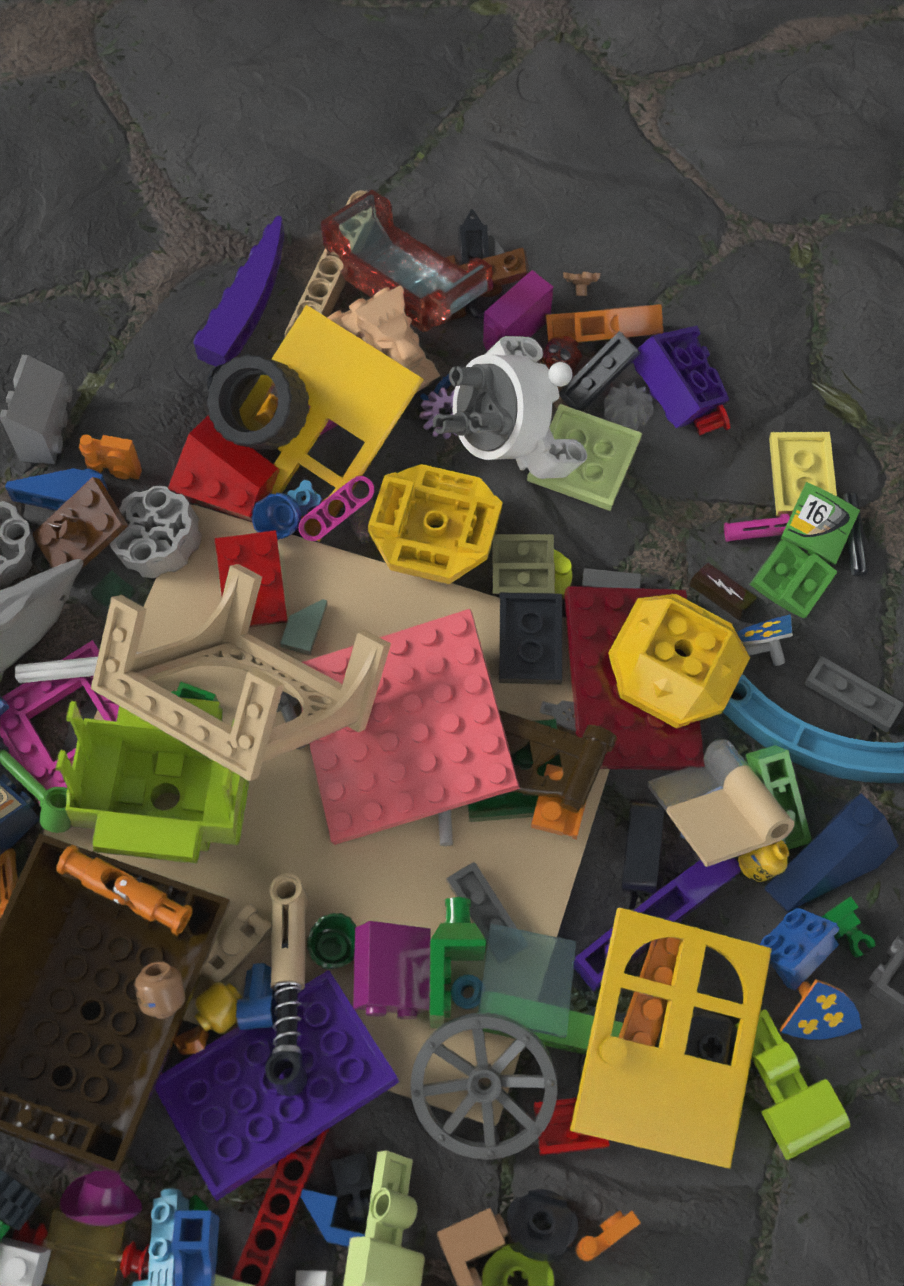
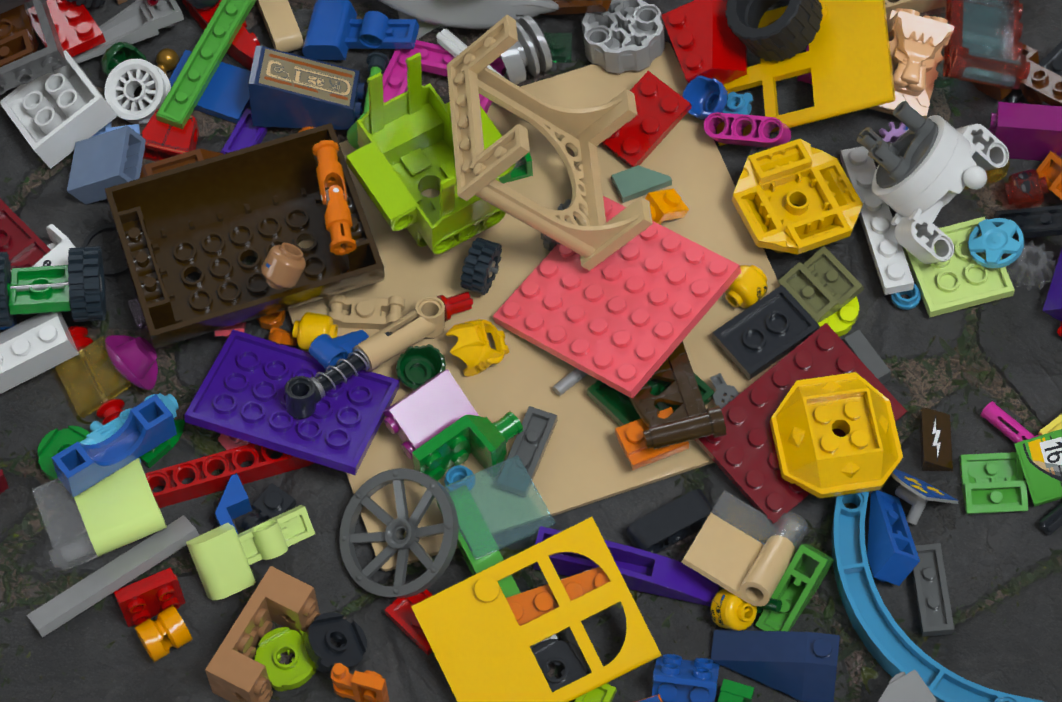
camera: 55 degrees right, 5 degrees down
(85, 619) = (528, 53): none -> light grey wheel
(280, 814) = (481, 266): none -> black wheel
(292, 862) = (456, 304): none -> red piece
(344, 626) = (666, 205): none -> light orange bracket
(350, 877) = (474, 345): none -> yellow helmet
(484, 616) = (747, 287): none -> yellow head
(503, 482) = (876, 223): none -> white plate
(581, 505) = (906, 304): none -> dark azure plate
(594, 412) = (995, 242): none -> medium azure wheel
(793, 690) = (890, 542): none -> blue slope

